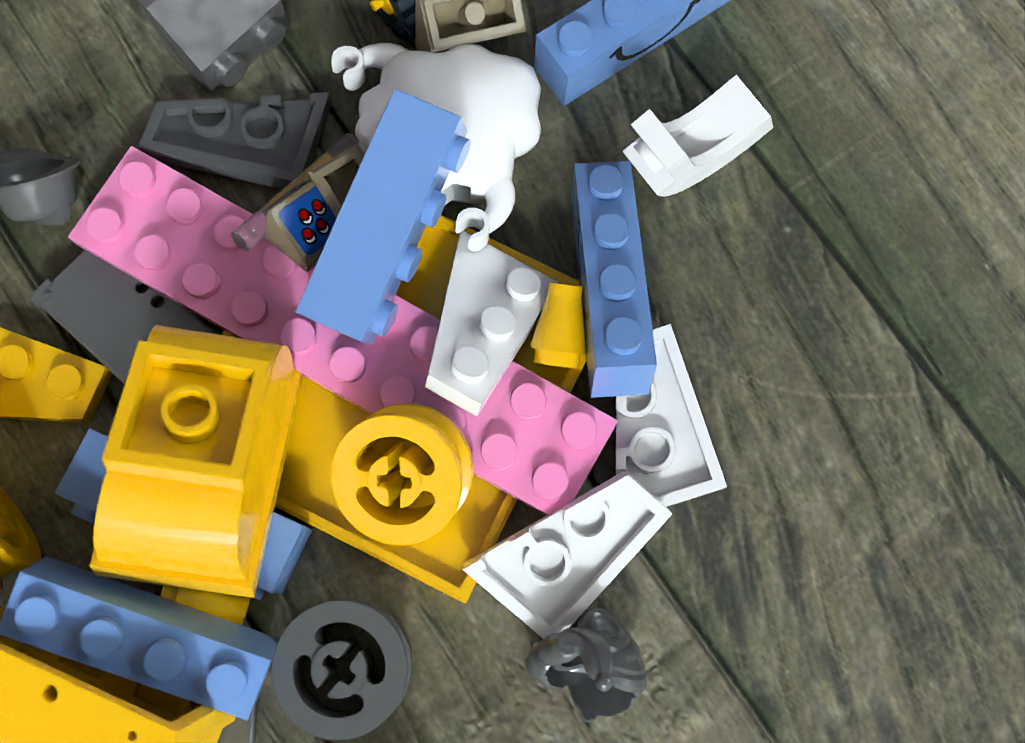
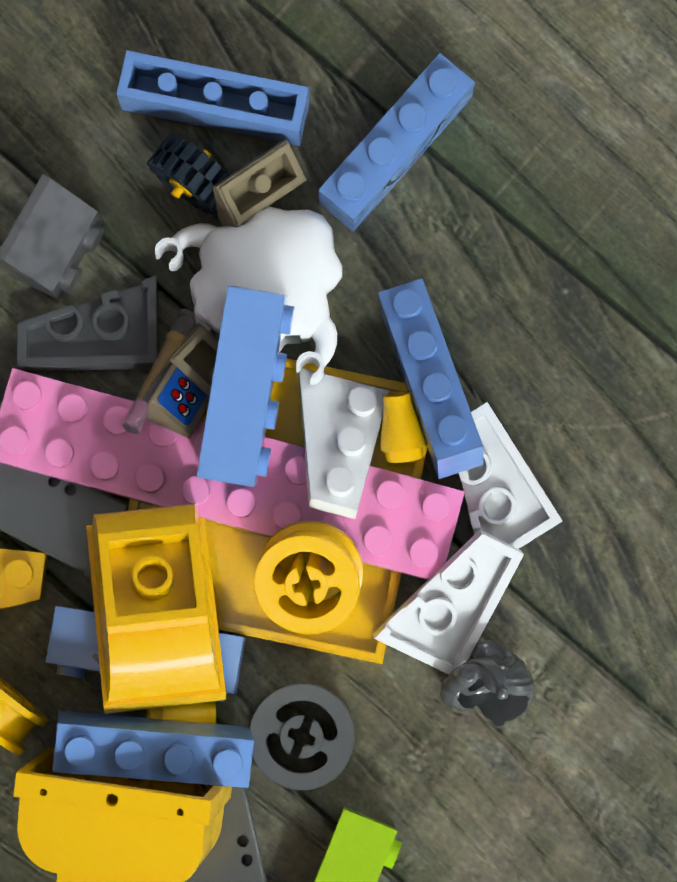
camera: 10 degrees left, 5 degrees up
(700, 142) = (473, 241): white arch -> none

